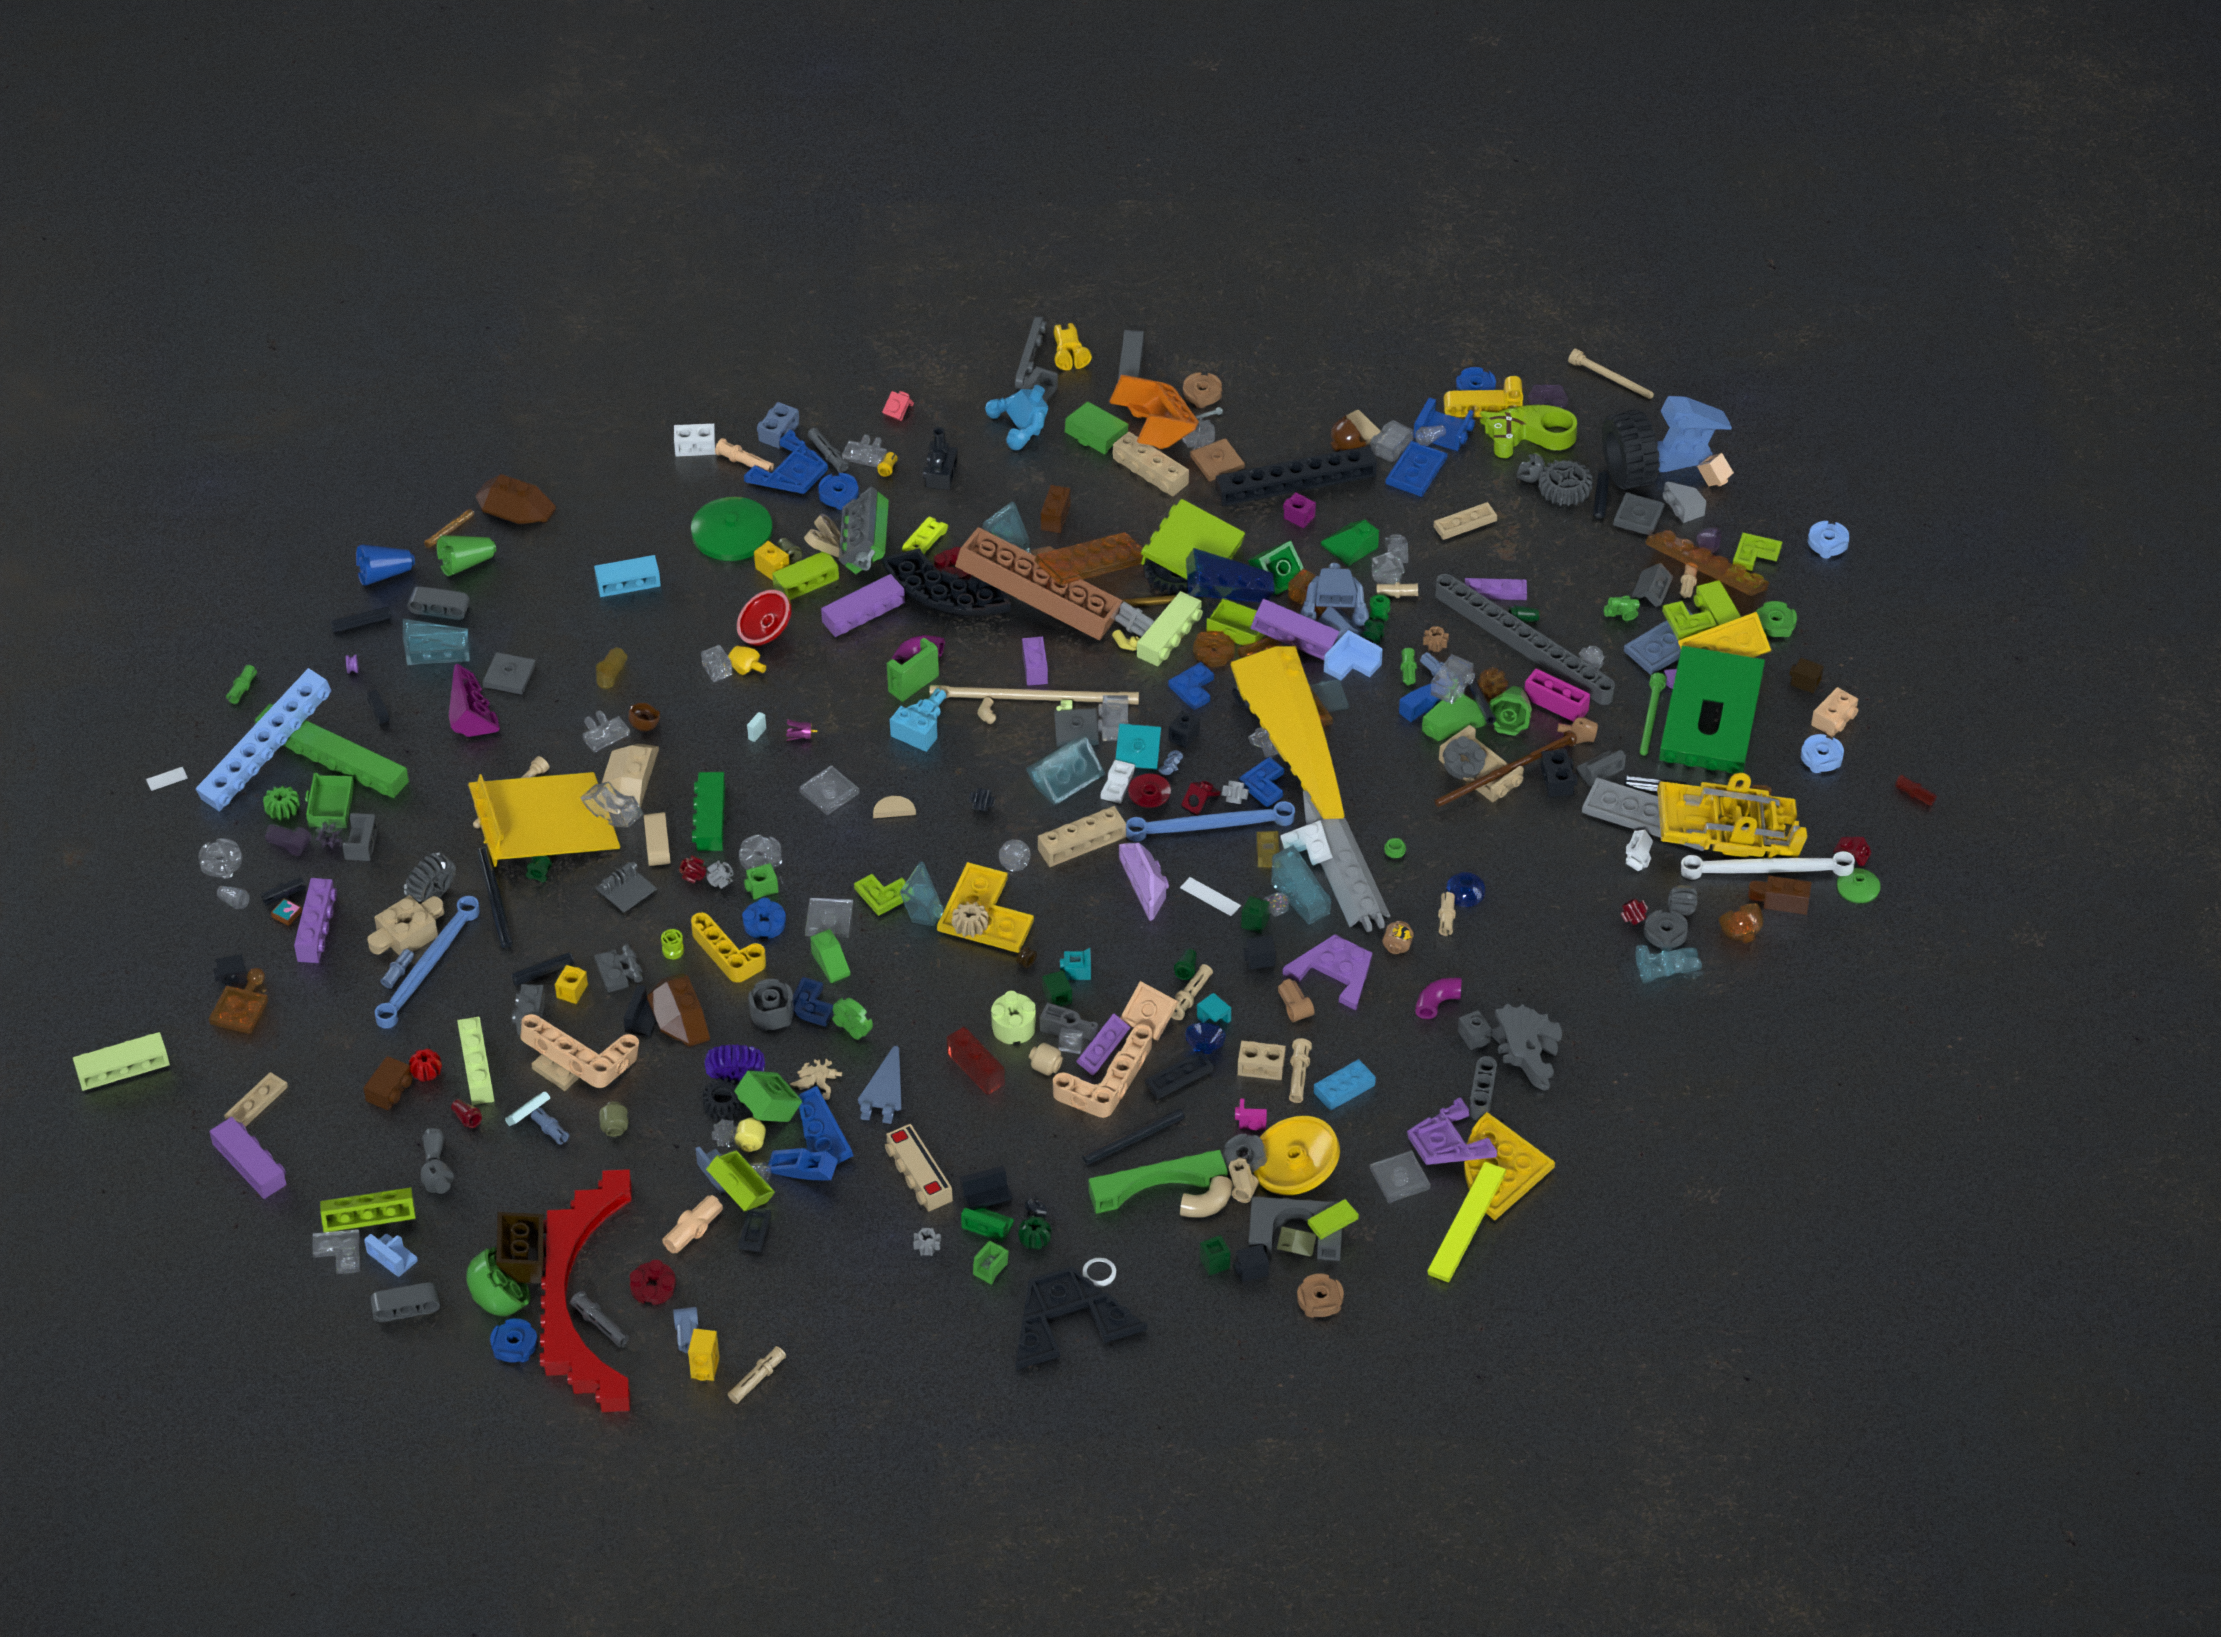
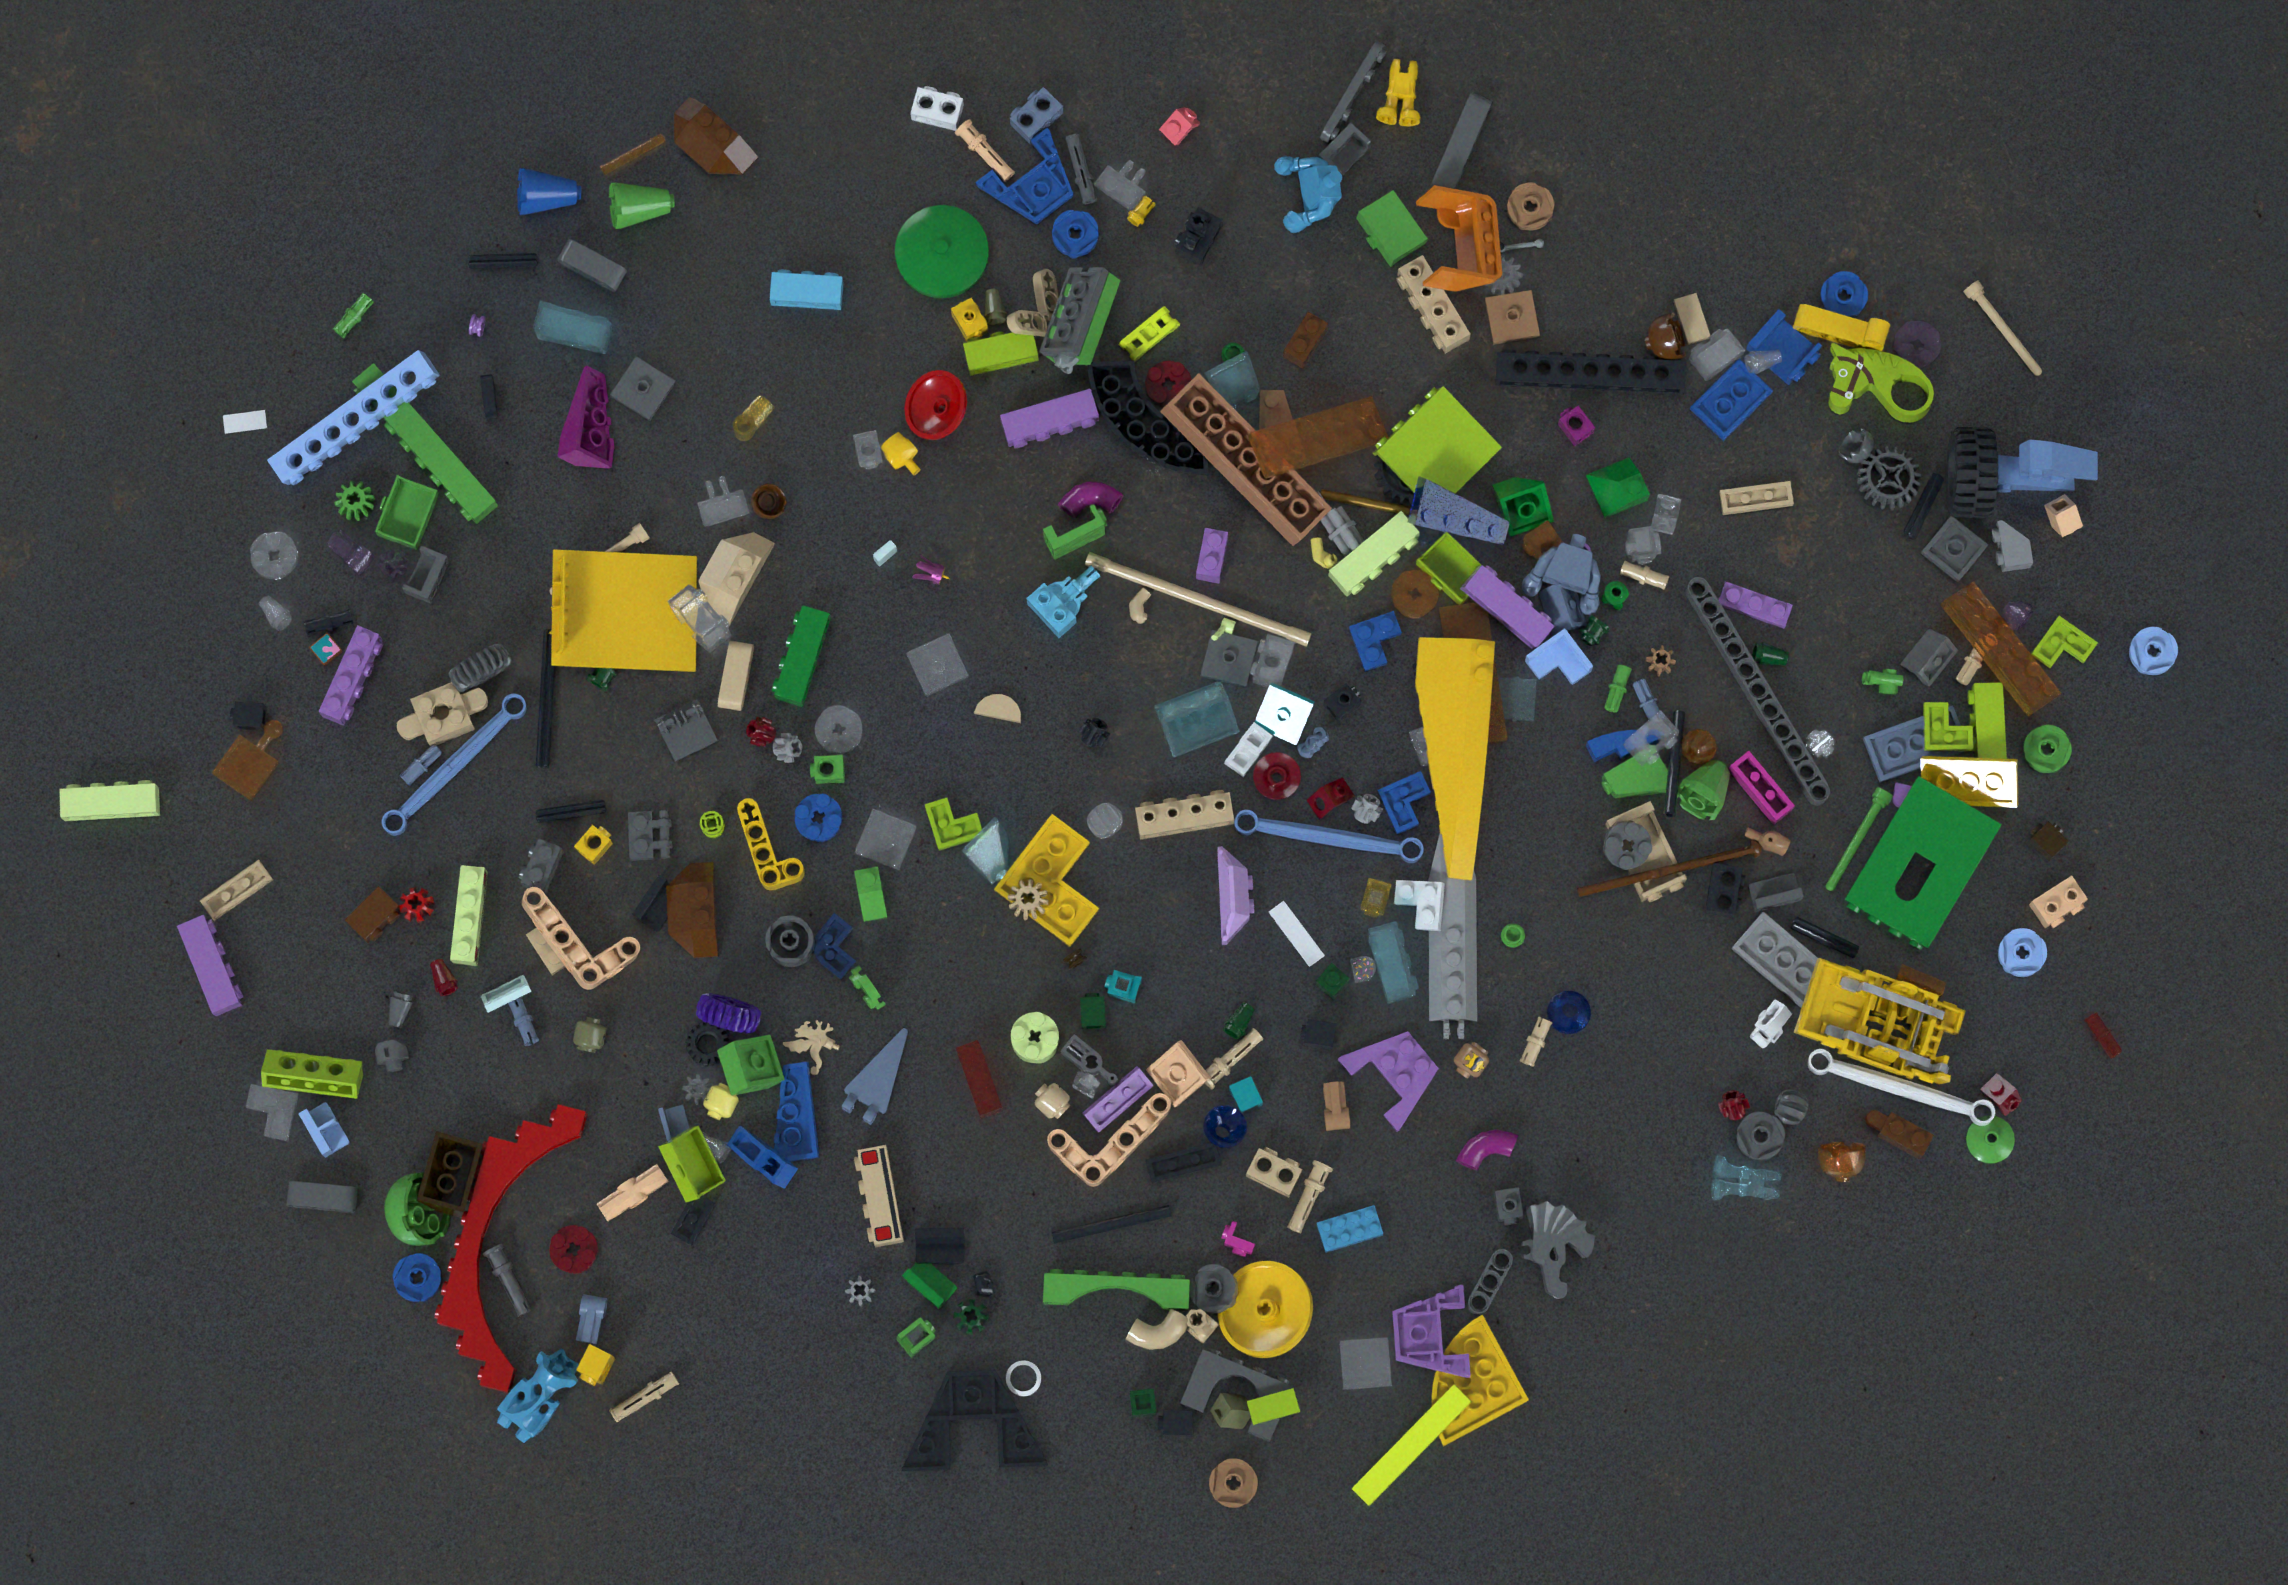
camera: 20 degrees right, 30 degrees up
(651, 1409) = (528, 1412): none -> dark azure hips

